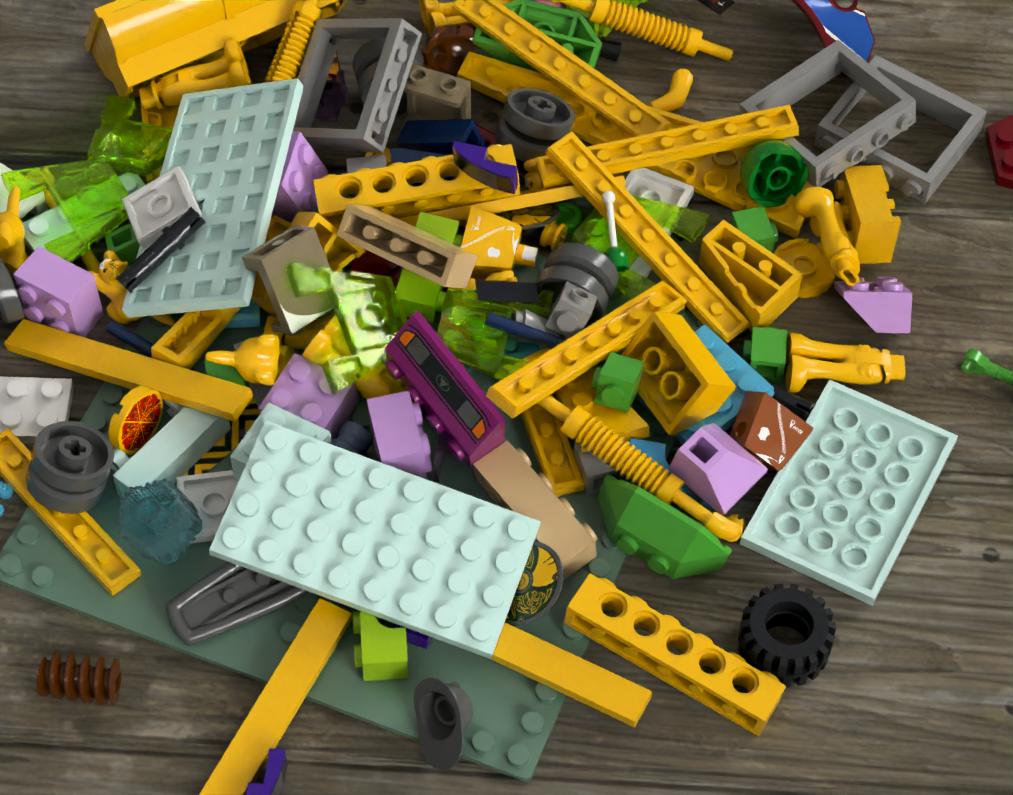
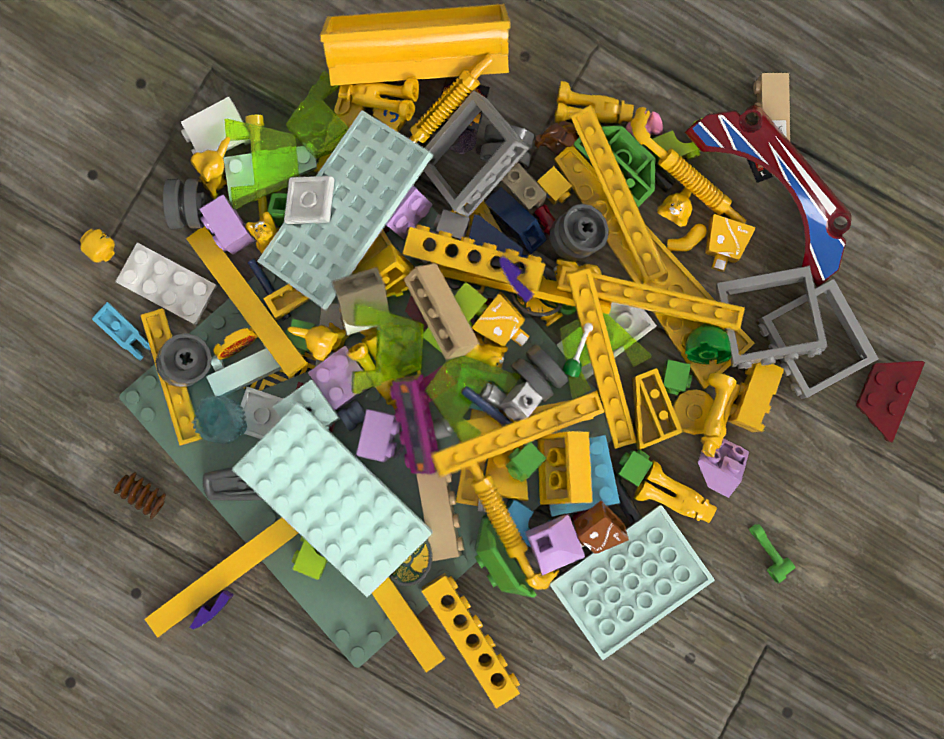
camera: 30 degrees right, 30 degrees up
(171, 240) = (302, 233): black pin -> none
(442, 716) = (323, 619): dark grey piece -> none
(483, 100) = (555, 186): none -> yellow brick
(507, 291) = (490, 367): black sticker -> none
(640, 61) = (677, 207): none -> yellow animal
(721, 74) = (726, 240): none -> yellow torso
(791, 609) = (545, 678): black tyre -> none

